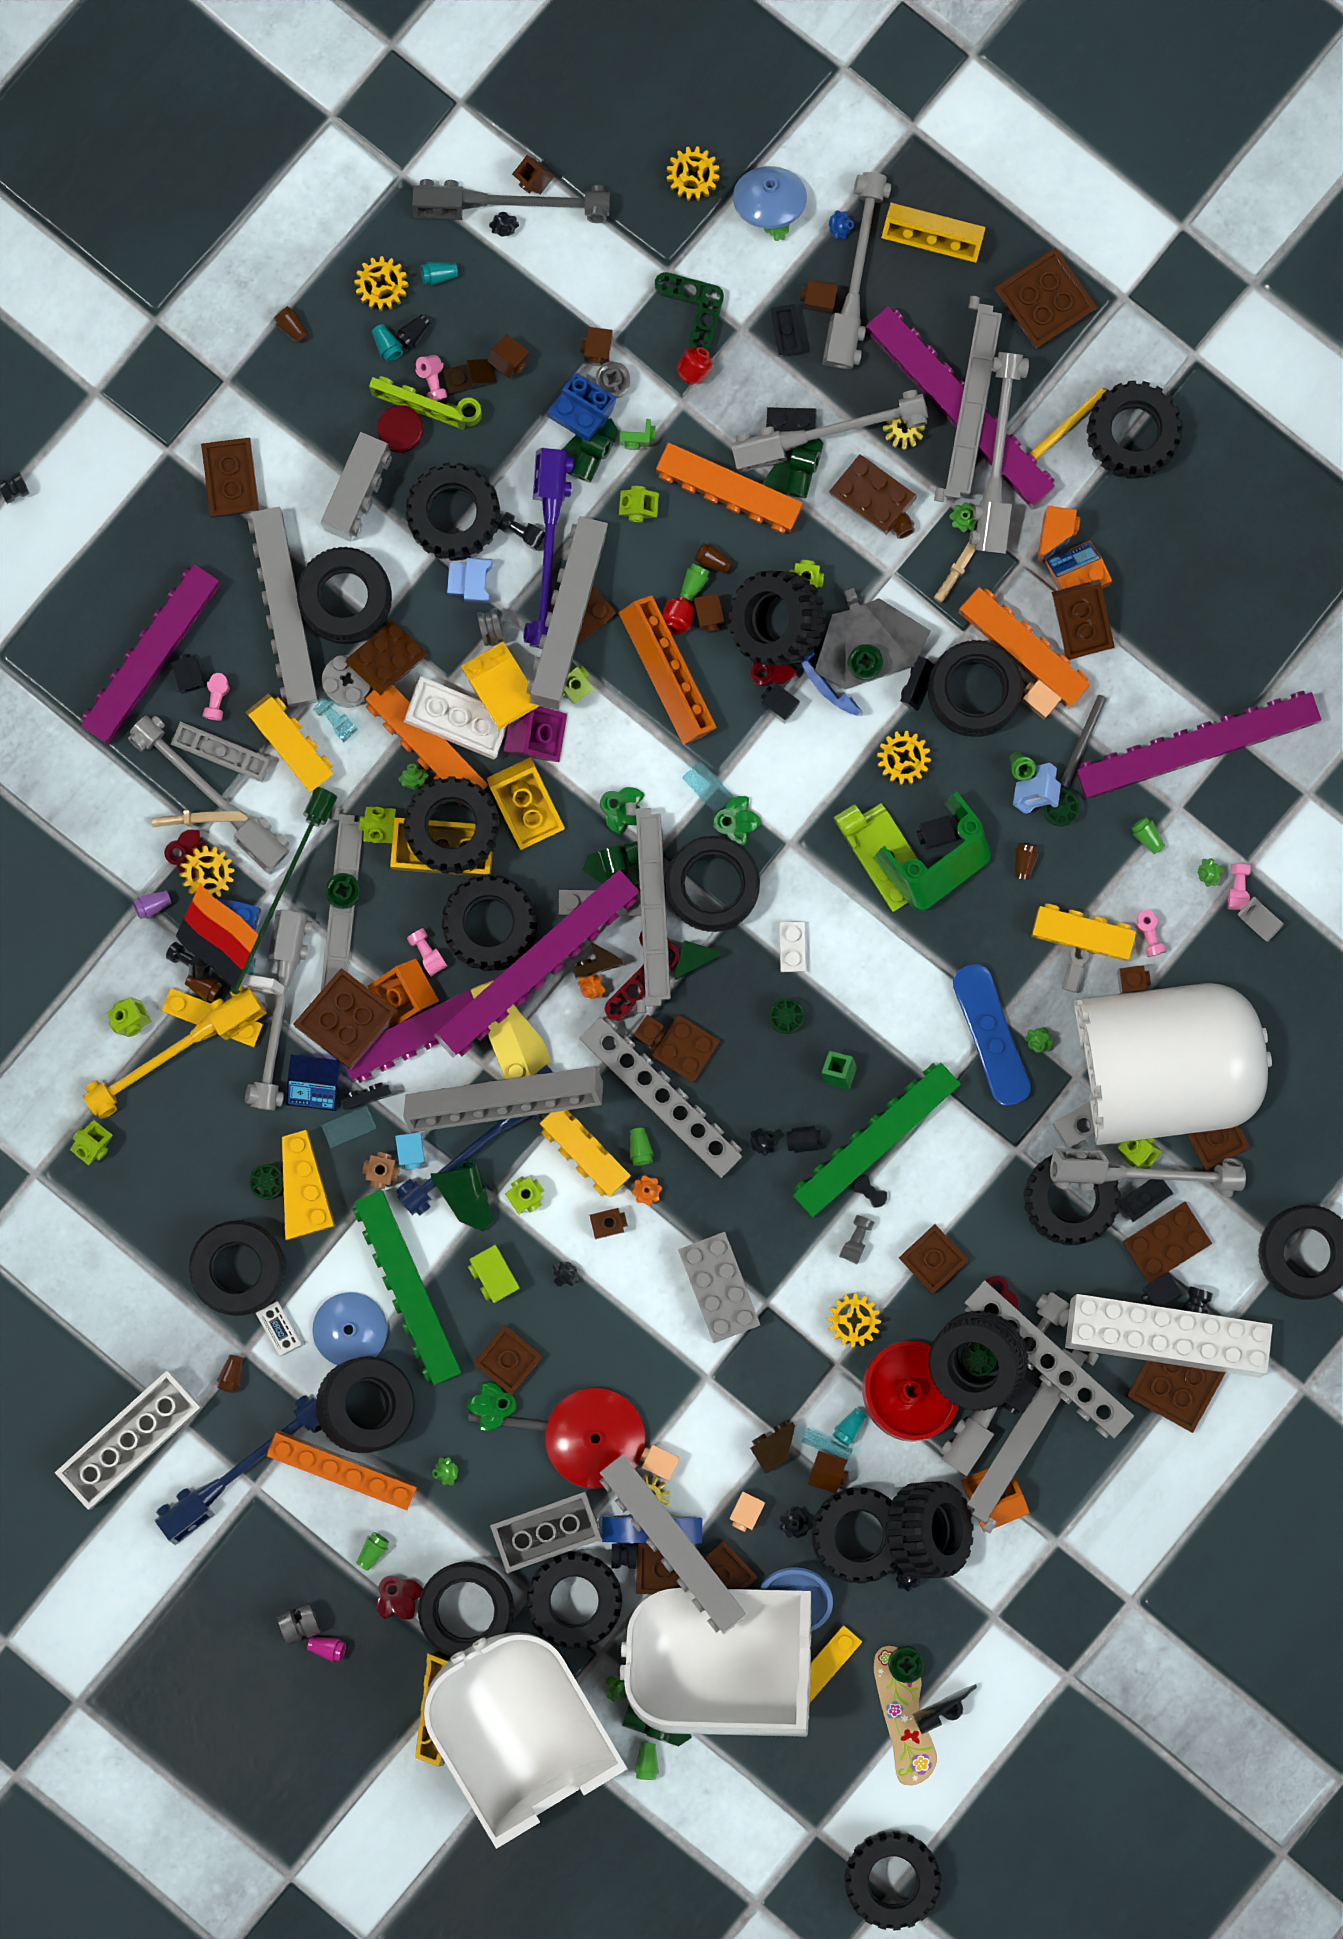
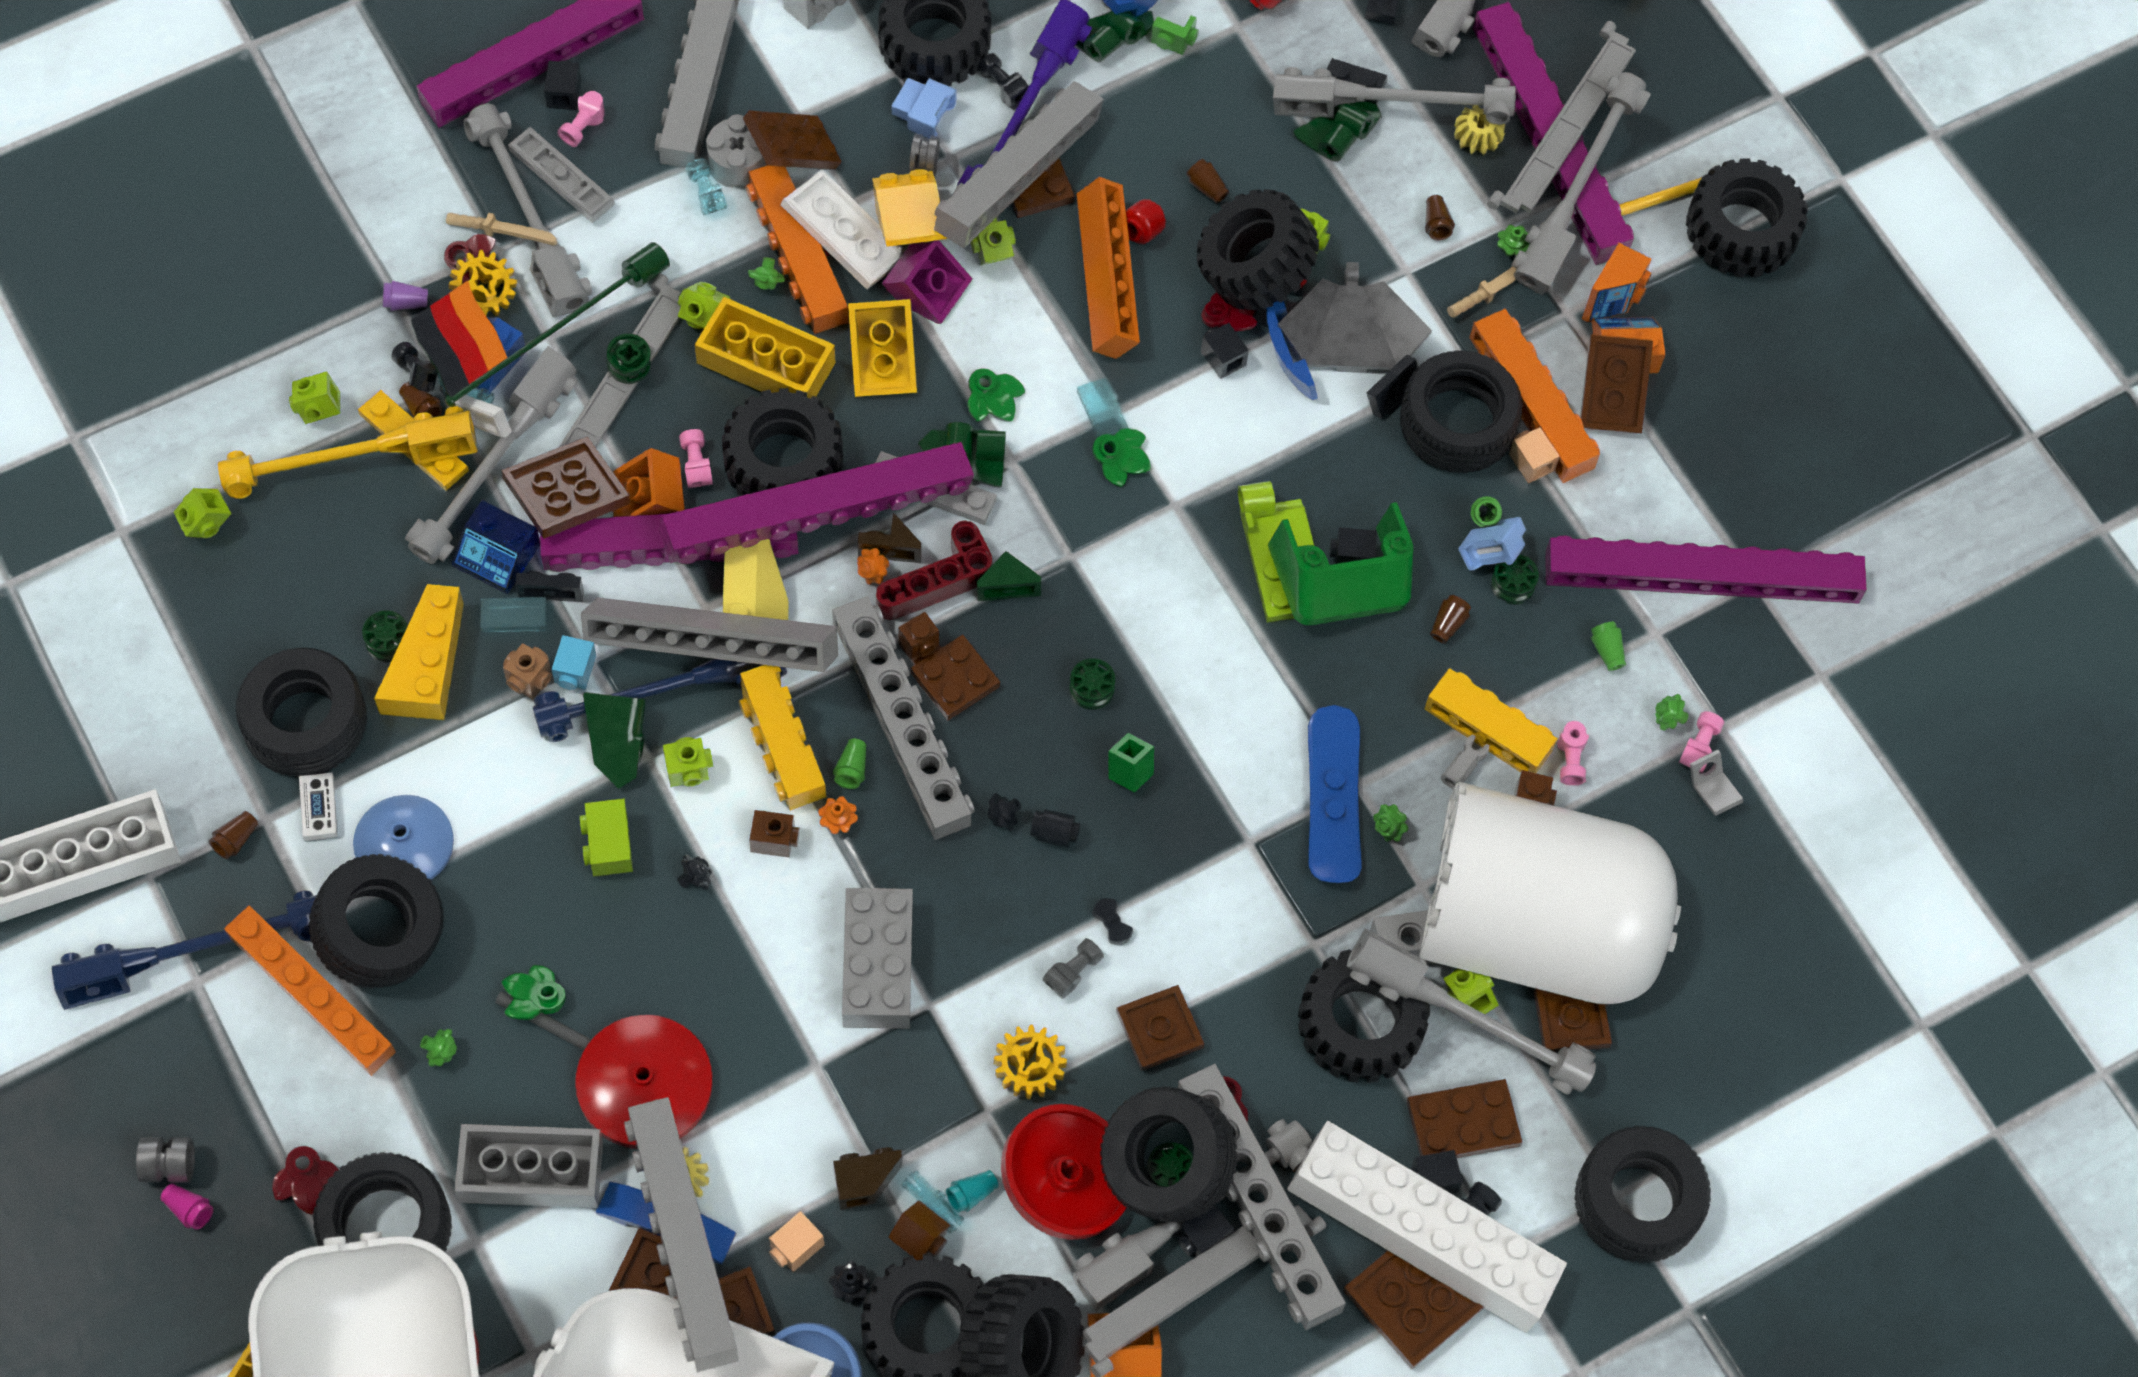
camera: 15 degrees right, 20 degrees down
(289, 742) = (641, 186): yellow wedge -> none
(332, 563) = (774, 33): black tyre -> none
(373, 1549) = (302, 1108): bright green cone -> none
(407, 1287) = (495, 817): green brick -> none
(443, 792) = (779, 283): black tyre -> none
(508, 1360) = (578, 946): reddish brown plate -> none
(574, 1635) = (515, 1221): black tyre -> none
(624, 1556) = (613, 1237): black wheel -> none
(638, 504) = (1146, 94): lime brick -> none
(652, 907) = (981, 501): light grey piece -> none
(659, 1461) = (712, 1139): light nougat brick -> none
(694, 581) = (1178, 194): bright green cone -> none
(709, 612) = (1180, 230): reddish brown brick -> none
(720, 848) = (1071, 464): black tyre -> none
(729, 488) = (1256, 119): orange brick -> none
(792, 947) = (1131, 613): white plate -> none
(865, 662) = (1341, 339): dark green wheel -> none
(873, 494) = (1418, 179): reddish brown plate -> none
(876, 1140) = (1143, 861): green brick -> none
(914, 763) = (1346, 457): yellow gear -> none
(1045, 298) = (1690, 63): reddish brown plate -> none
(1083, 741) = (1569, 518): dark grey bar -> none
(1145, 1198) = (1456, 1055): black plate -> none

